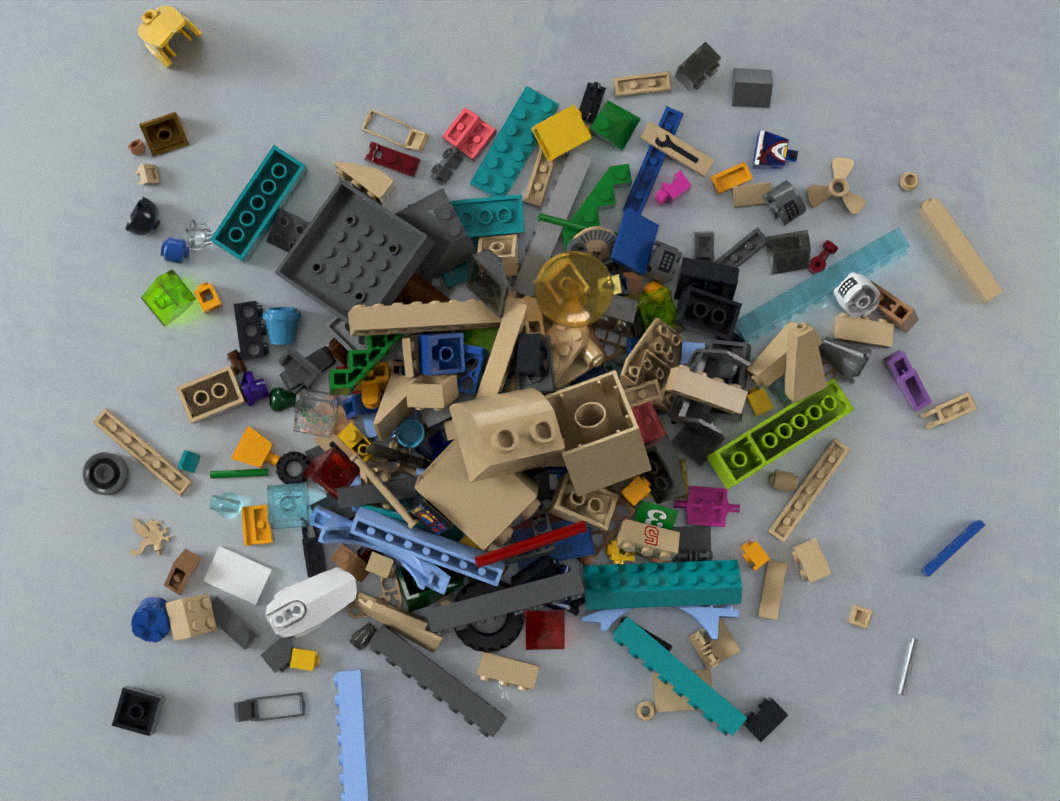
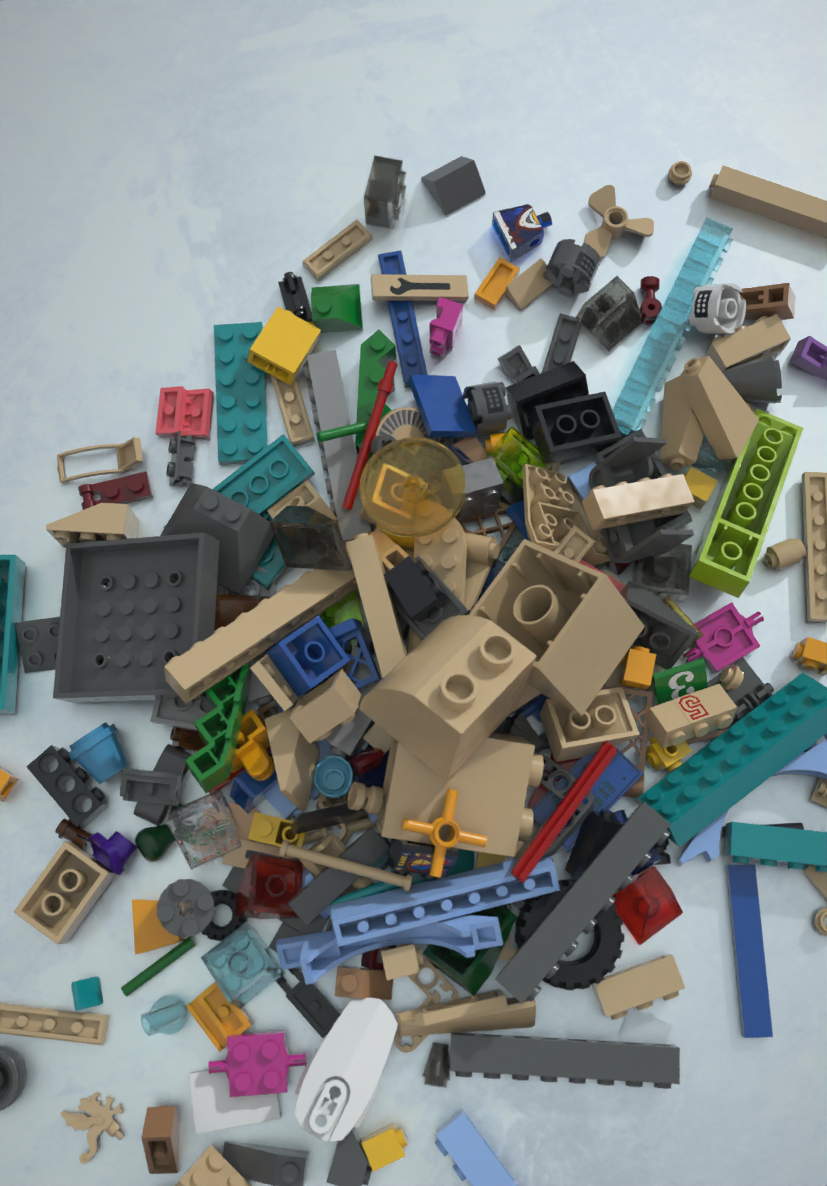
camera: 25 degrees left, 10 degrees down
(262, 566) = (257, 1063): none -> dark pink plate
(266, 447) = (169, 910): none -> dark grey brick
(420, 458) = (365, 798): none -> tan wheel
(436, 436) = (366, 760): none -> dark red slope
(451, 517) = (432, 830): none -> light orange bar
(587, 695) = (749, 951): none -> blue tile
(602, 210) = (384, 388): none -> red bar
(692, 533) = (731, 677): none -> tan plate

